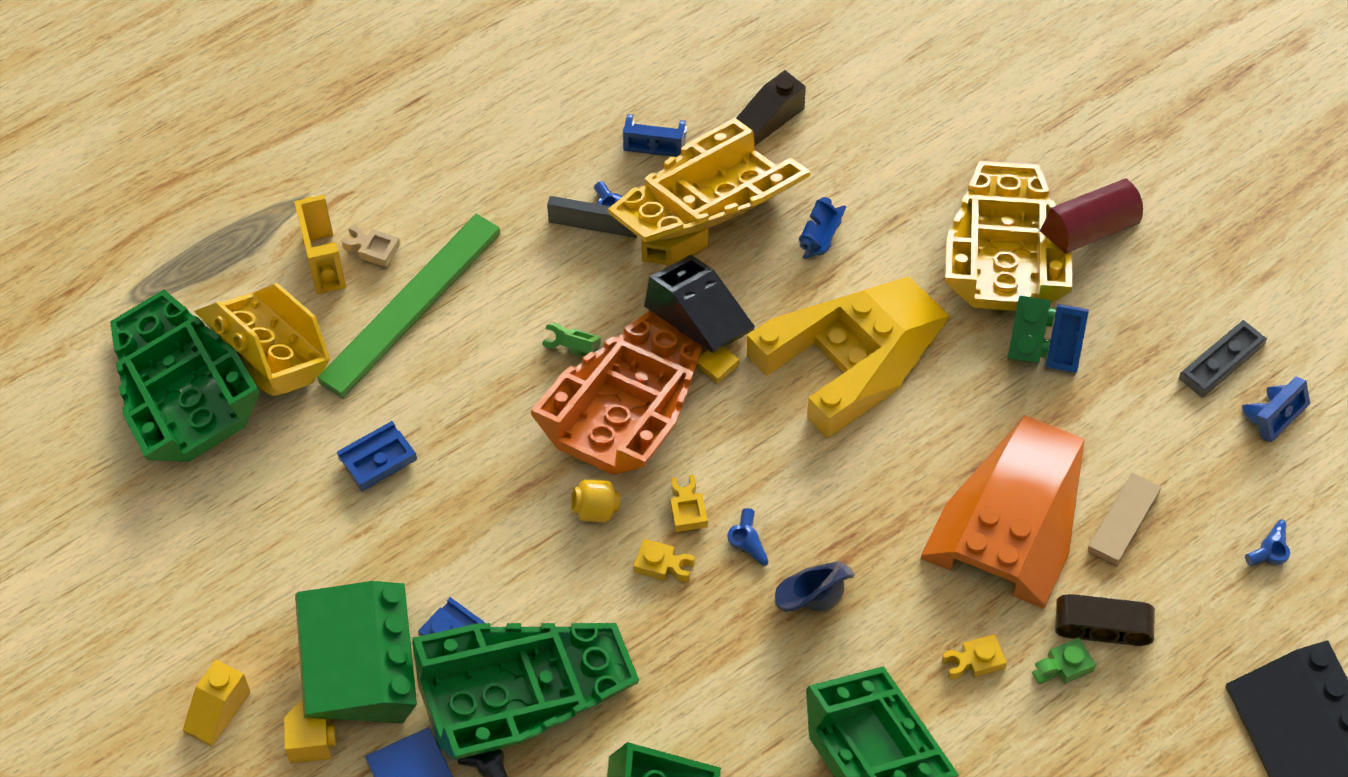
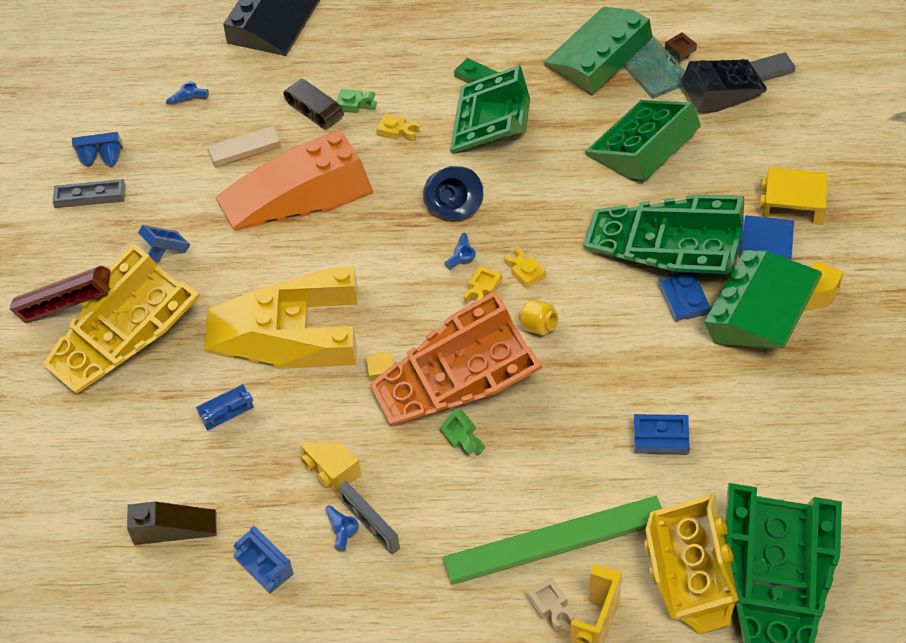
camera: 140 degrees left, 5 degrees down
(215, 702) = (869, 335): yellow slope -> none
(697, 304) = (362, 395): black slope -> none
(705, 185) = (276, 460): yellow wedge -> none
(1029, 328) = (181, 251): green brick -> none

